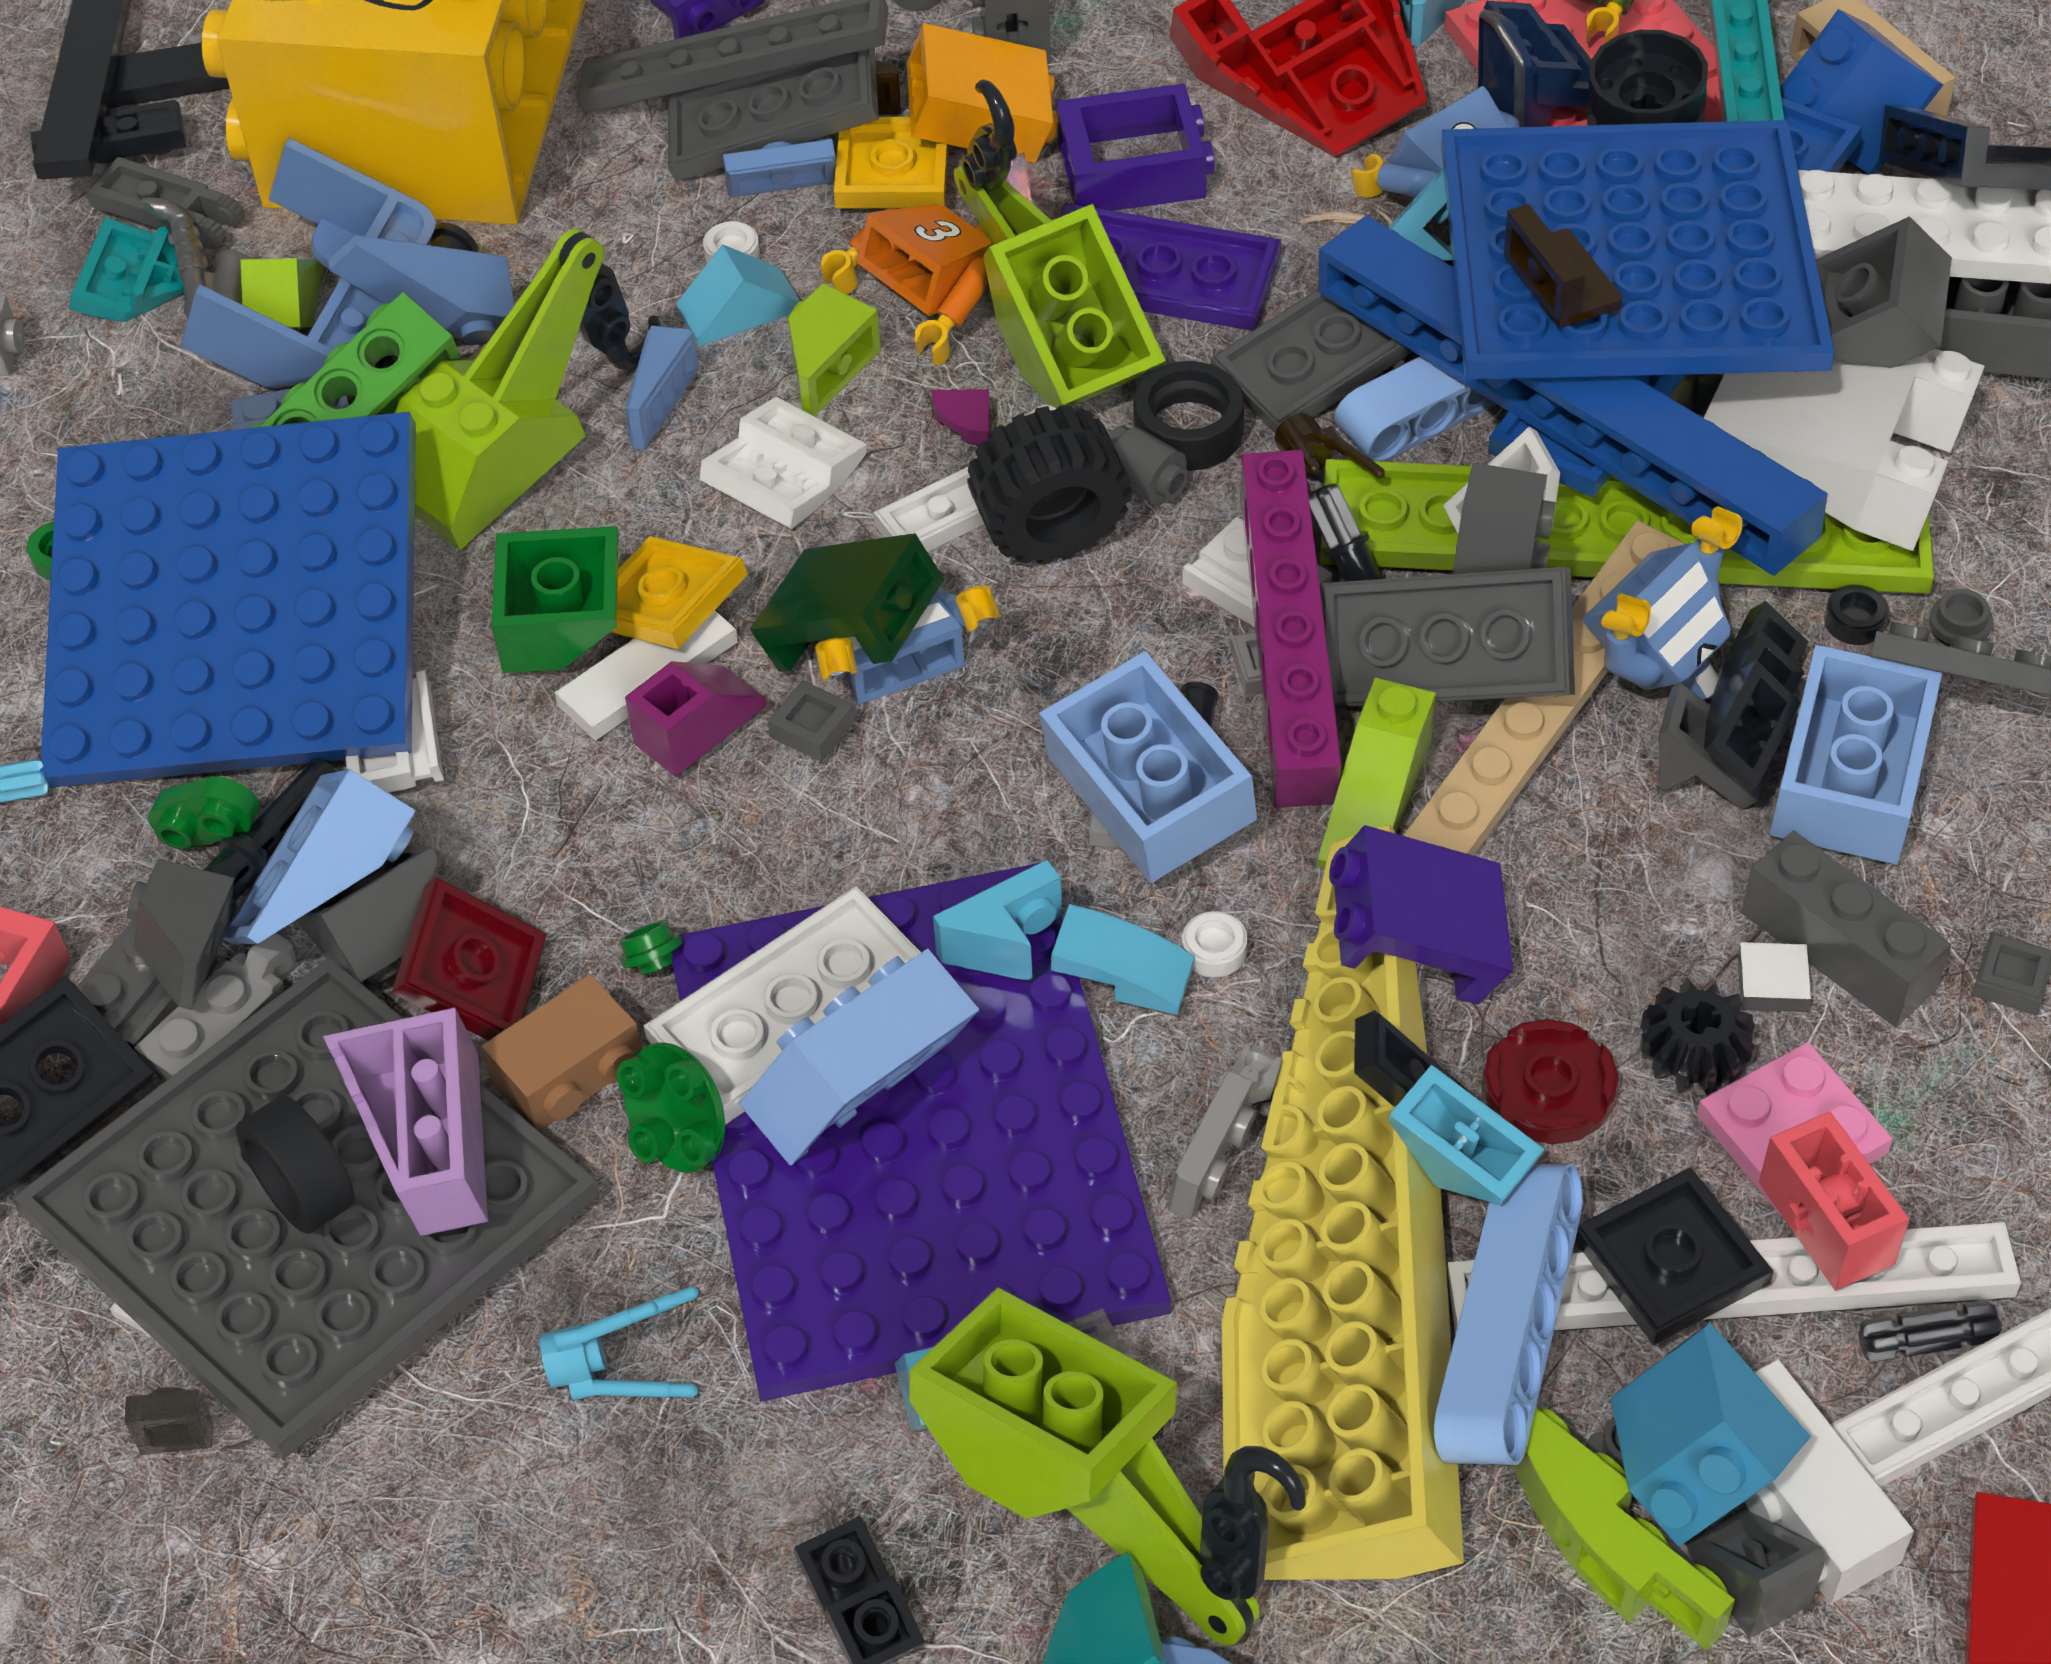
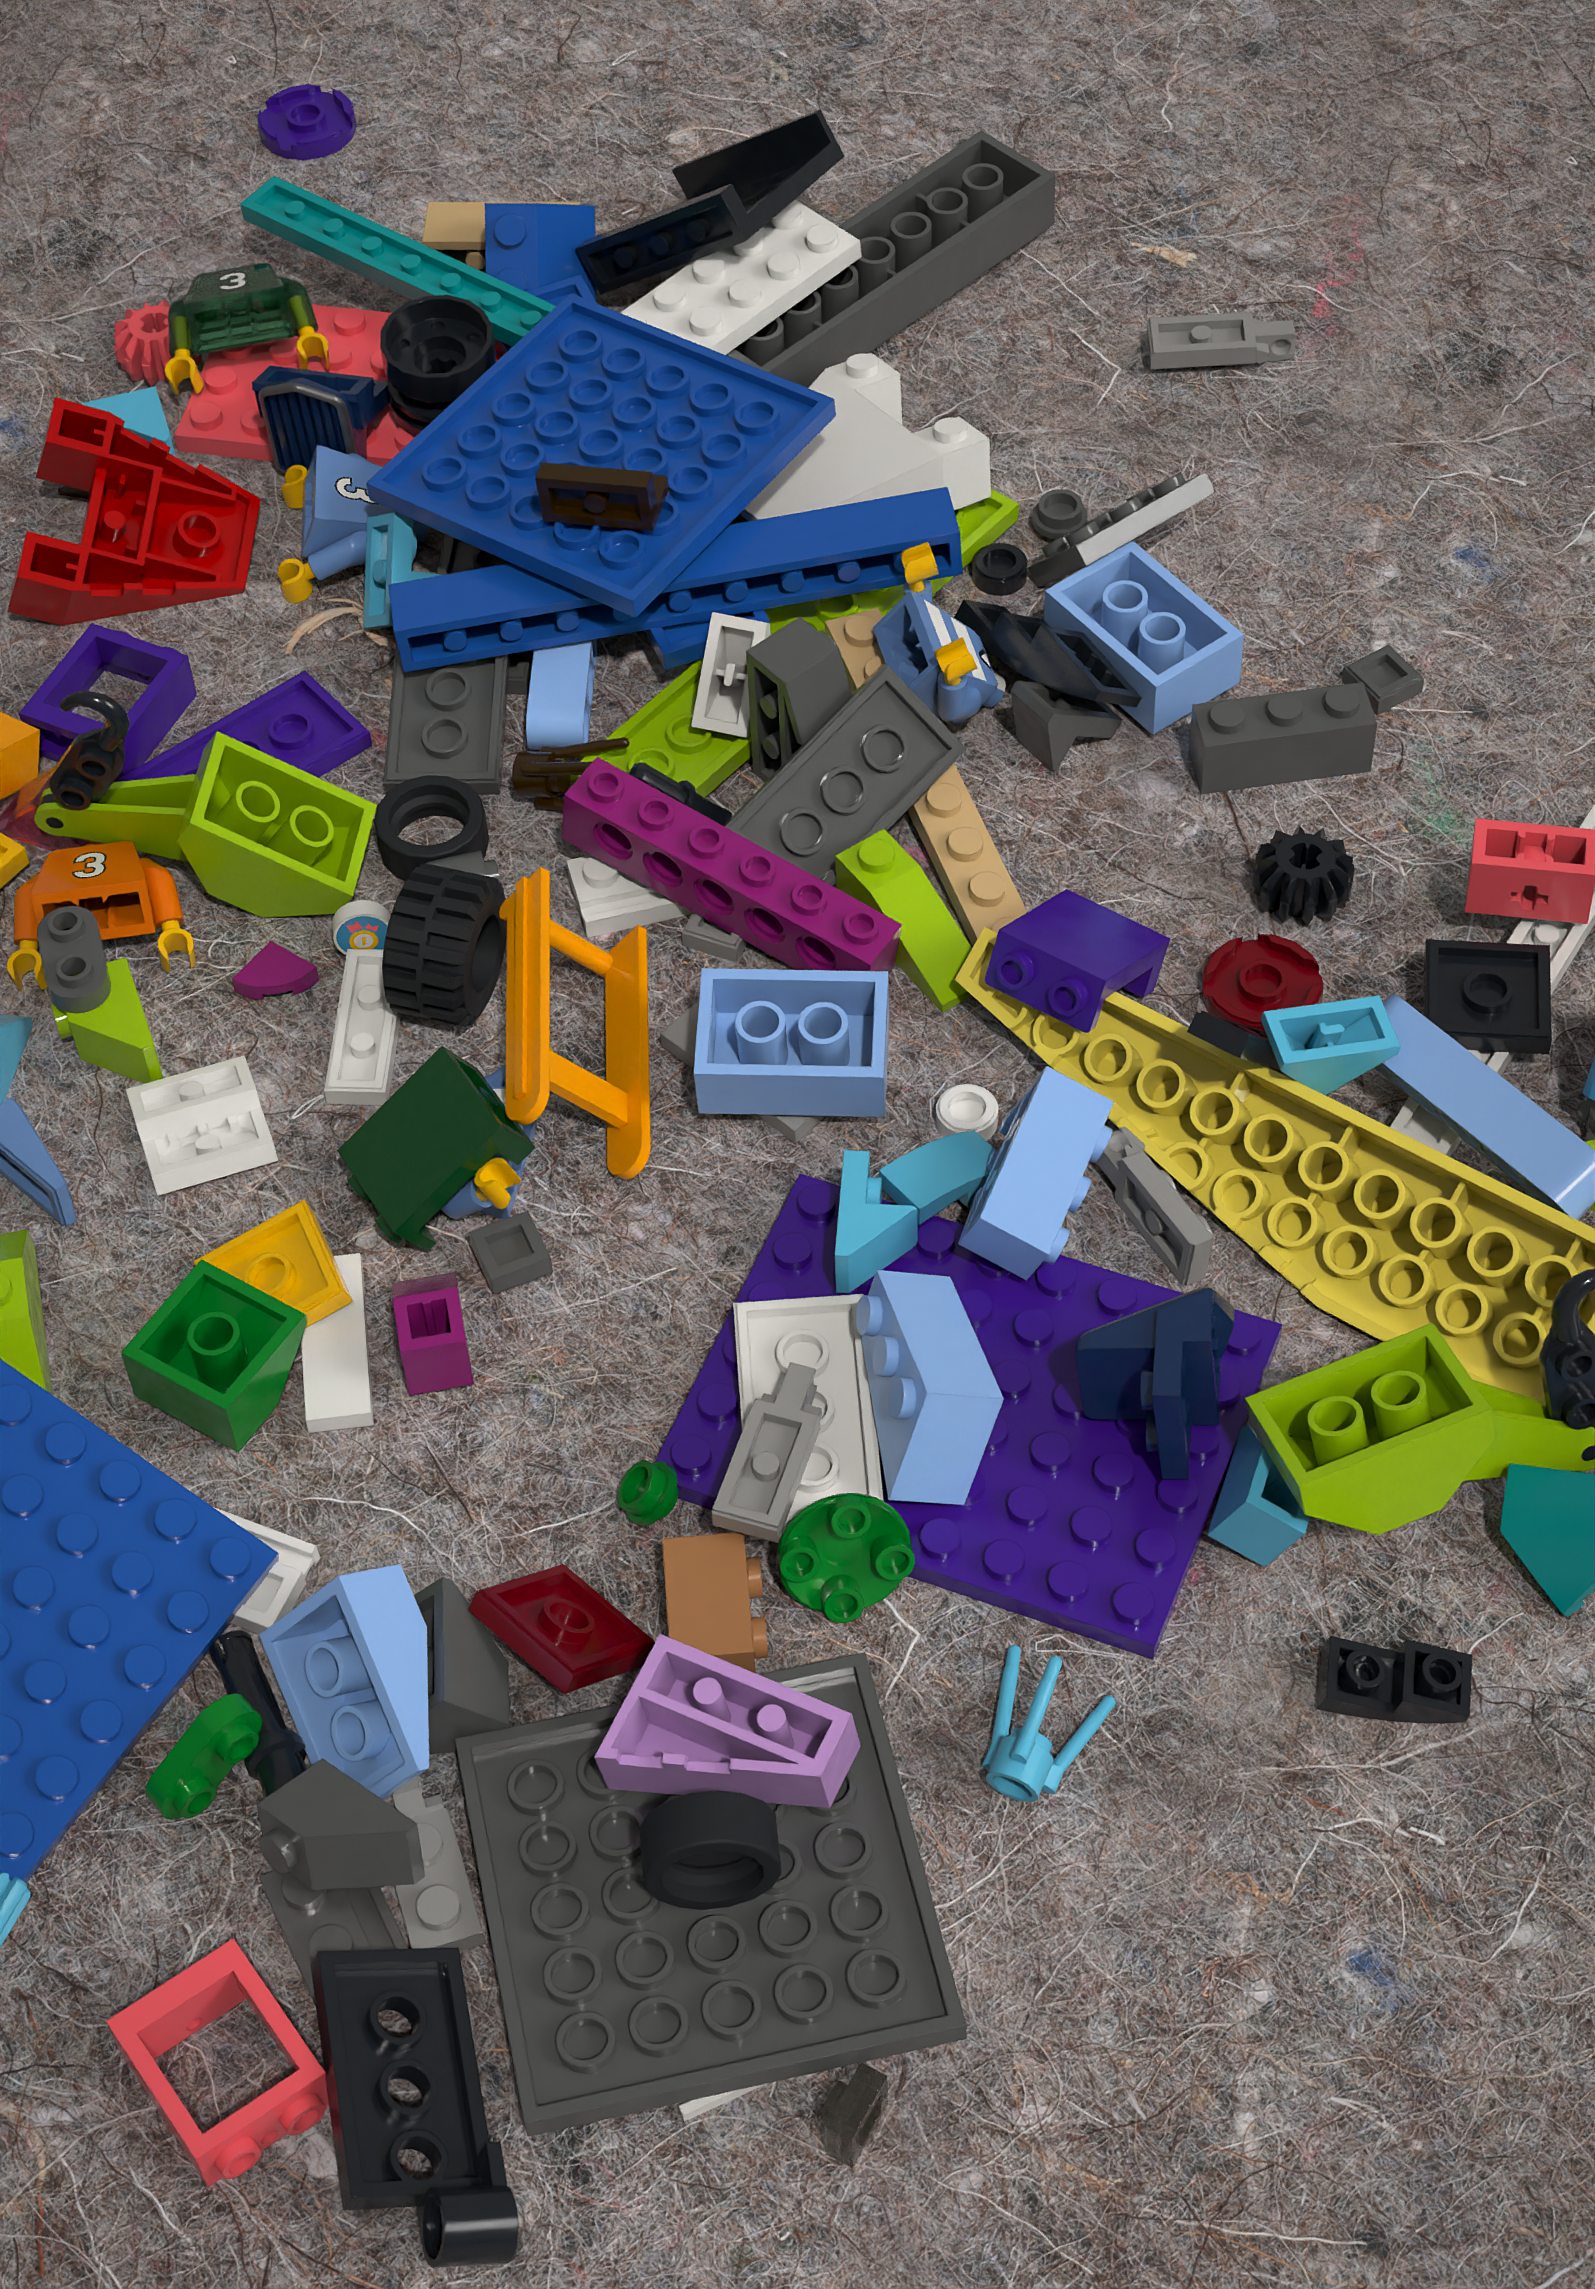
camera: 55 degrees left, 0 degrees up
(707, 992) = (770, 1458): none -> light grey hinge
(841, 280) = (73, 959): none -> dark grey plate
(979, 647) = (537, 1070): none -> light orange piece
(1000, 1224) = (1161, 1370): none -> dark blue piece
(1140, 1011) = (1038, 1174): none -> light blue wedge
(1774, 977) = (1278, 805): white tile -> none
(1783, 1096) = (1412, 873): bright pink plate -> none
(1886, 295) = (784, 340): dark grey slope -> none

